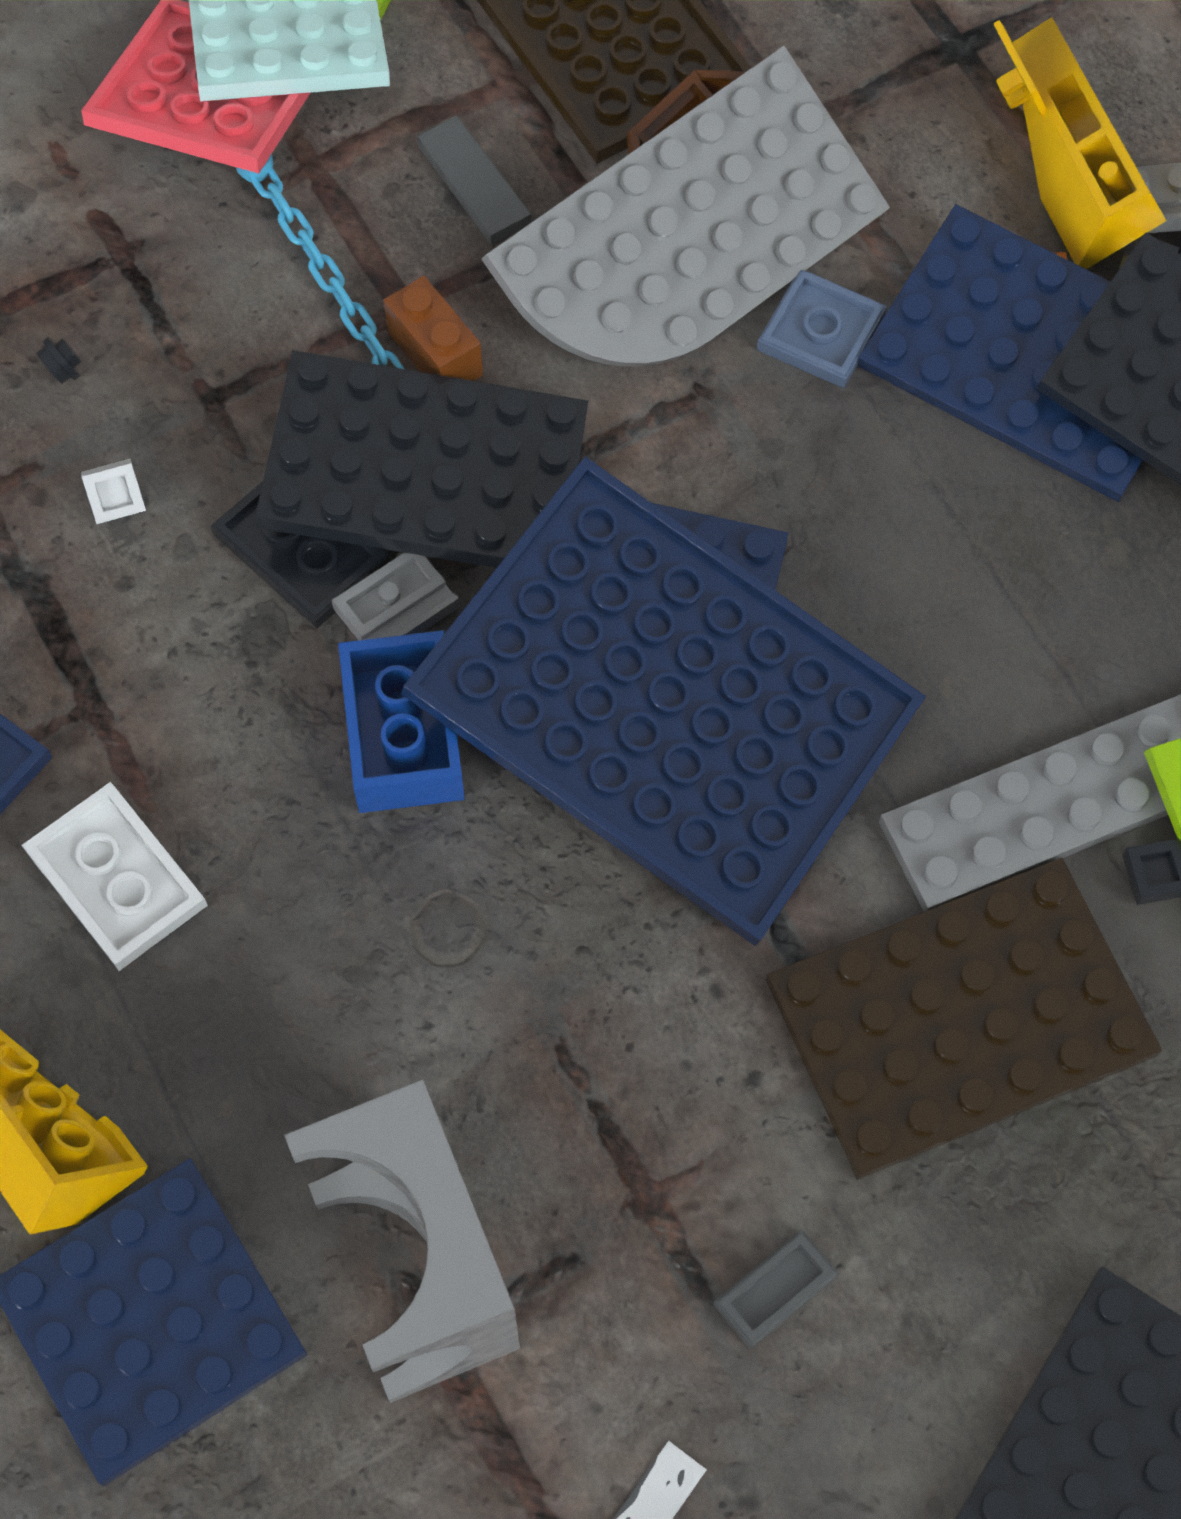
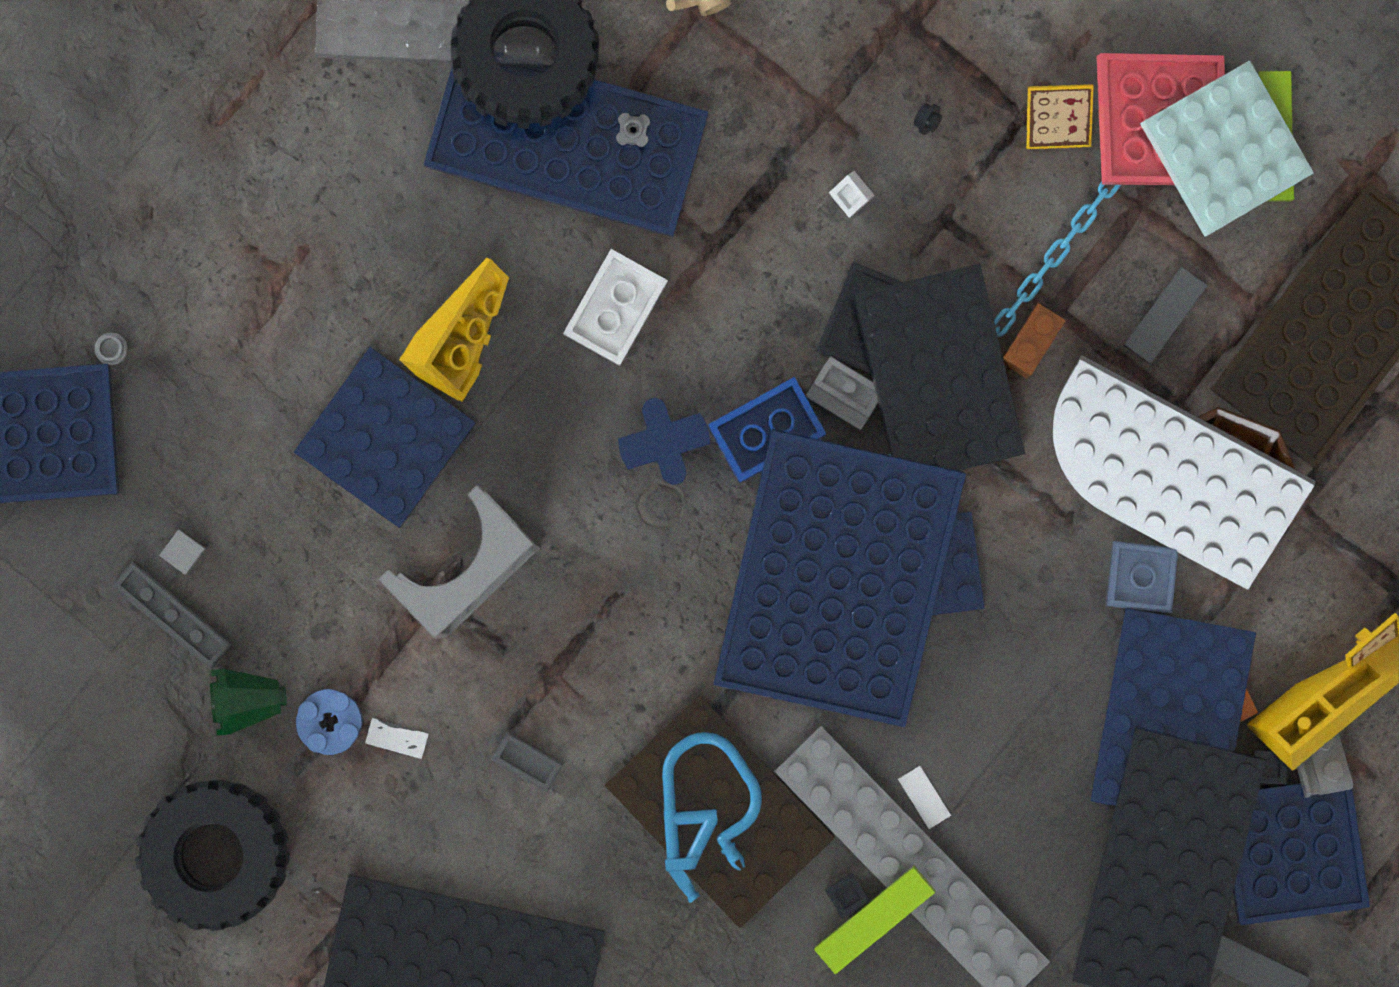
camera: 65 degrees right, 20 degrees up
(142, 201) = (1059, 116): none -> piece
(351, 875) = (664, 441): none -> dark blue piece
(1032, 1101) = (708, 818): none -> dark azure piece
(1039, 716) = (924, 797): none -> white sticker

